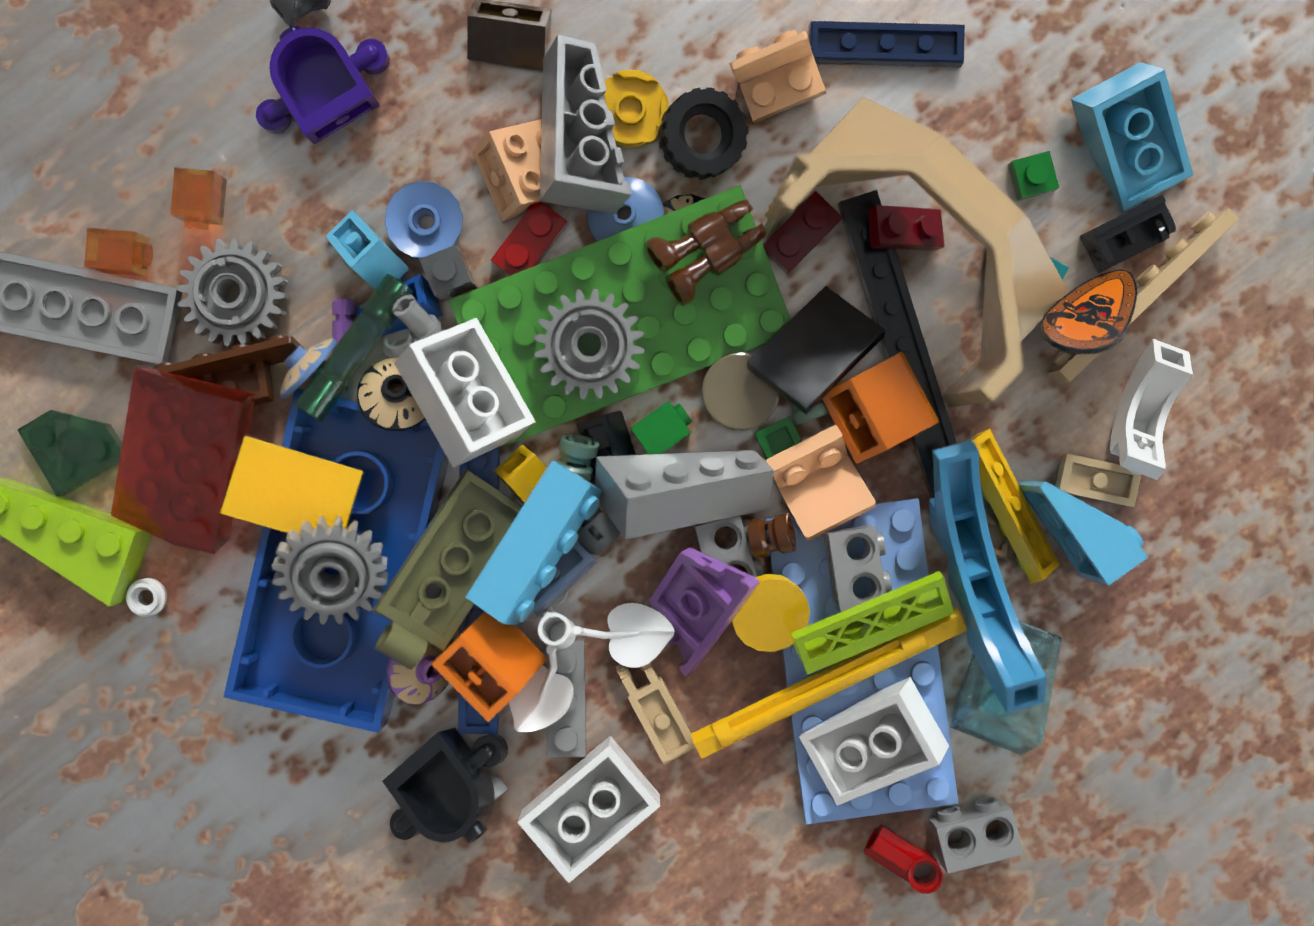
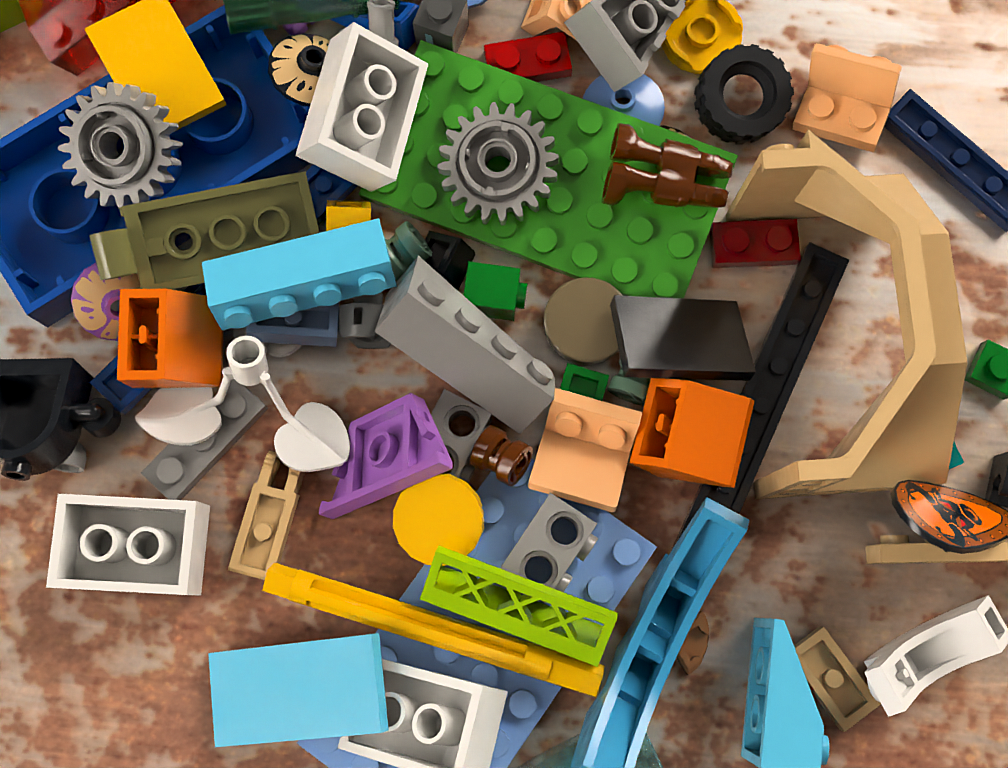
camera: 45 degrees right, 10 degrees down
(780, 795) = (298, 691): none -> medium azure tile
(905, 228) = (847, 311): dark red plate -> none
(1013, 510) = (731, 630): yellow plate -> none

